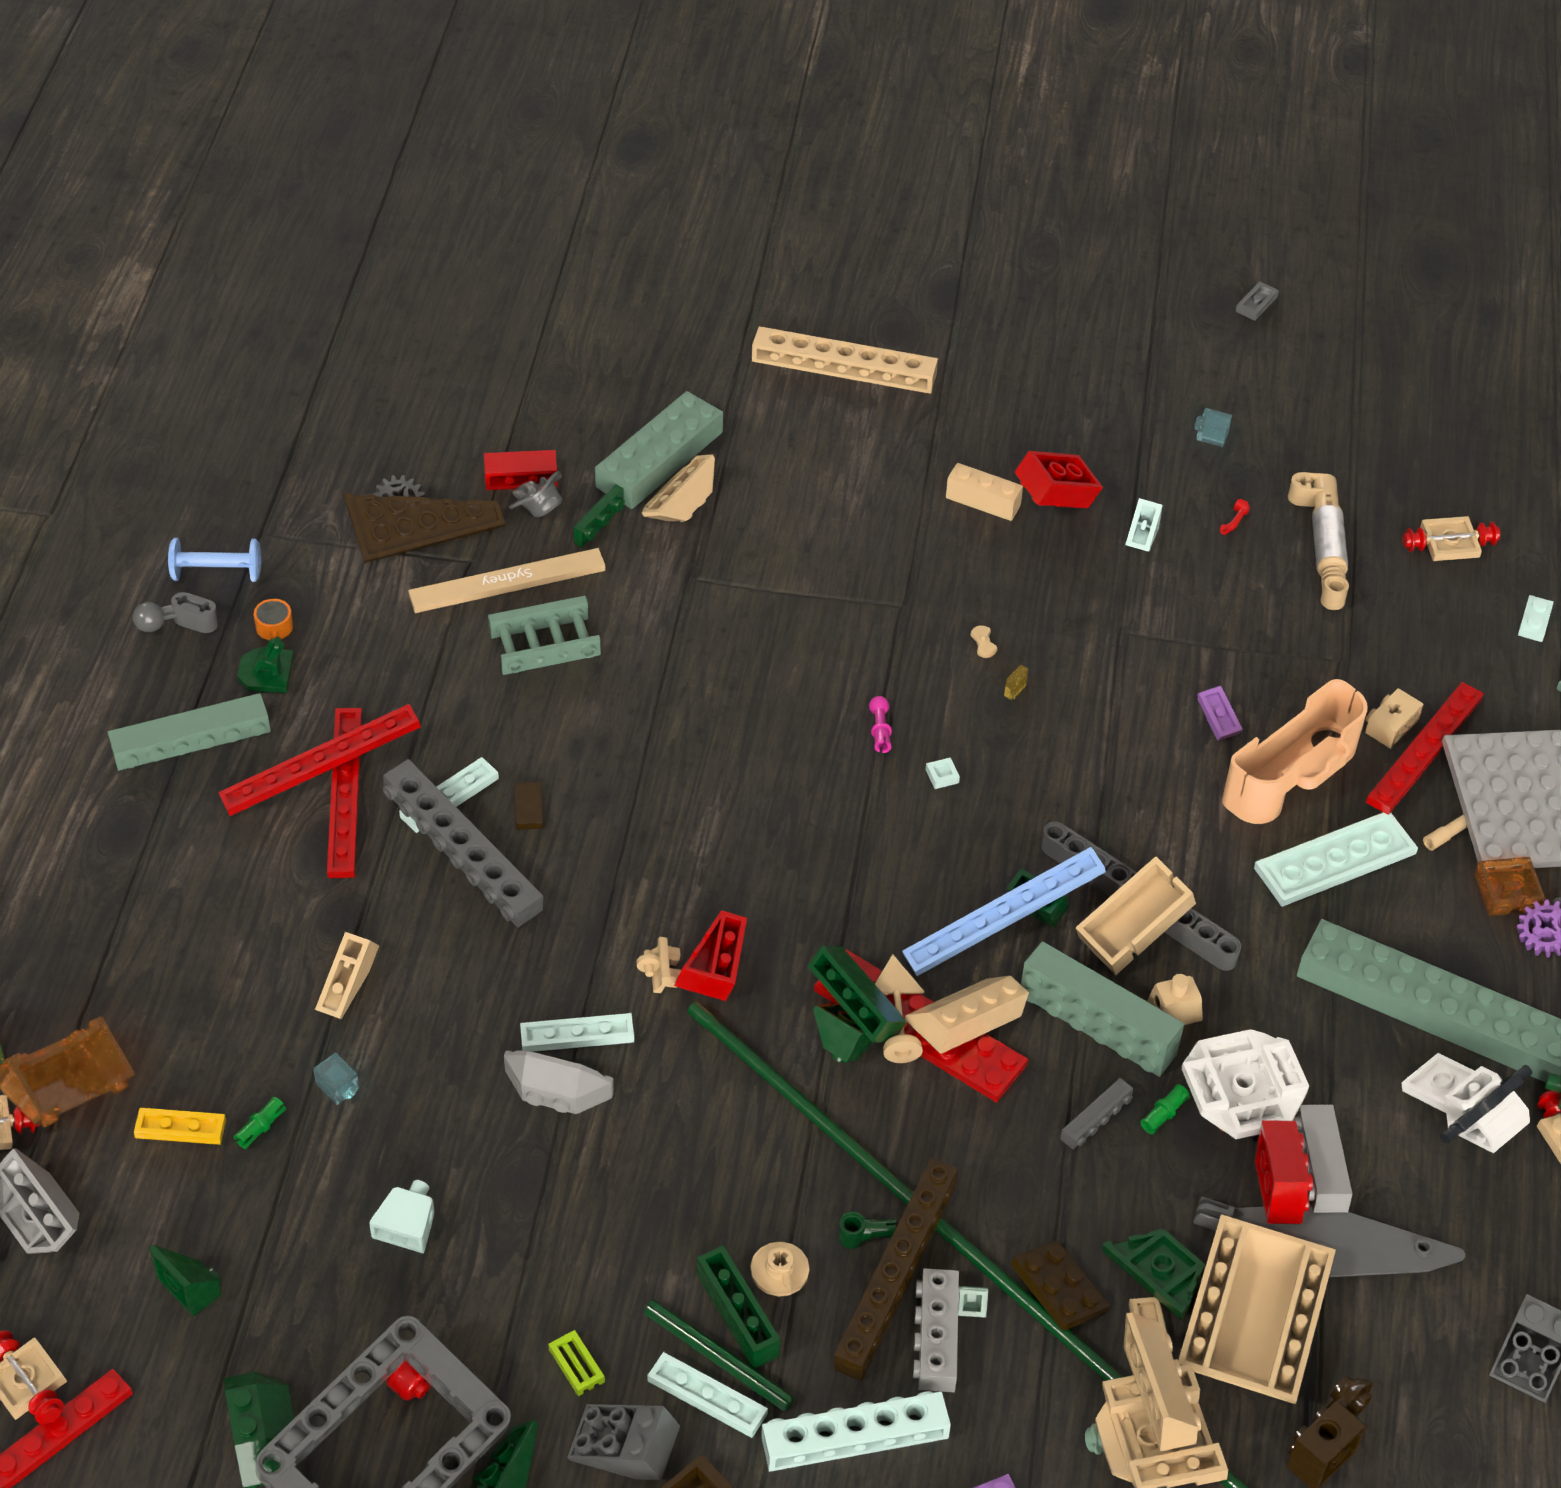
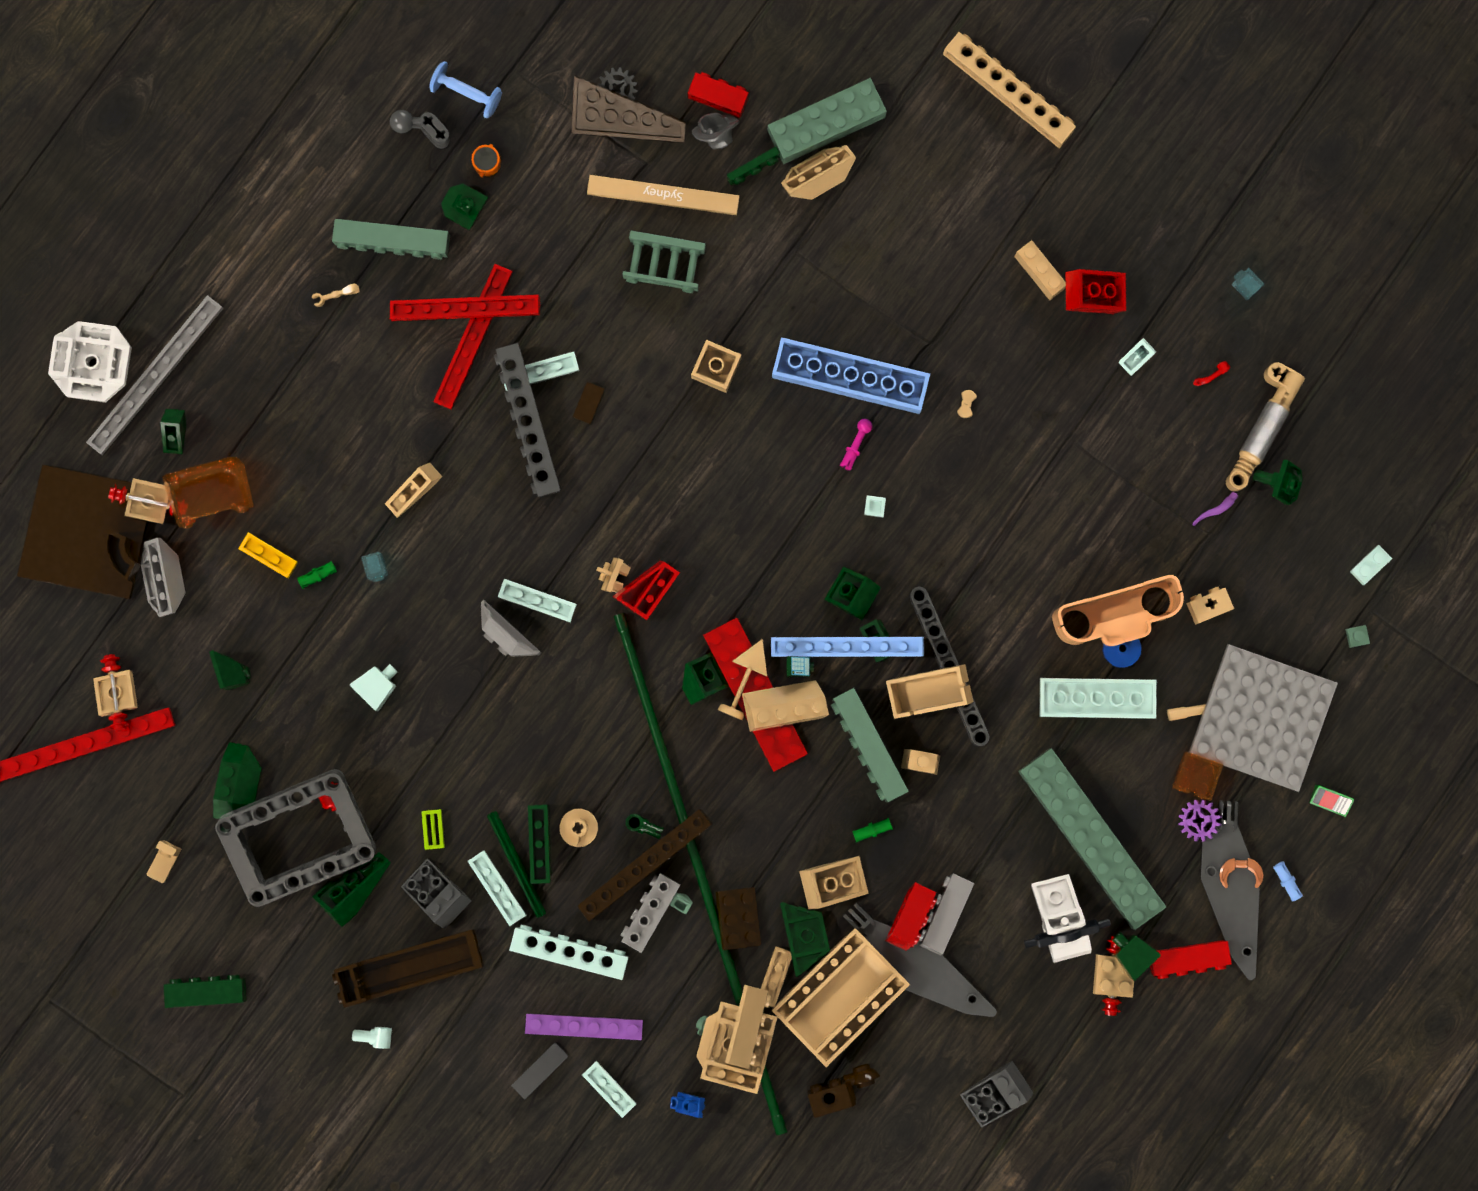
camera: 30 degrees right, 35 degrees up
(158, 804) = (349, 290): none -> tan piece
(667, 705) = (716, 366): none -> tan brick
(832, 656) = (850, 375): none -> light blue brick
(857, 993) = (719, 664): dark green brick -> none
(955, 966) = (799, 666): none -> slope
(973, 866) = (852, 593): none -> dark green slope
(1016, 682) = (972, 451): clear yellow tile -> none
(1097, 1114) = (829, 812): dark grey piece -> none
(1154, 1189) = (833, 882): none -> tan slope
(1219, 713) = (1090, 546): medium lavender plate -> none
(1249, 1059) = (948, 848): white piece -> none
(1257, 301) = (1361, 169): dark grey plate -> none
(1327, 802) = (1123, 659): none -> blue plate
(1337, 626) = (1224, 506): none -> medium lavender animal
(1382, 575) = (1285, 483): none -> dark green piece
(1424, 748) = (1216, 640): red plate -> none
(1451, 538) = (1356, 468): tan plate -> none

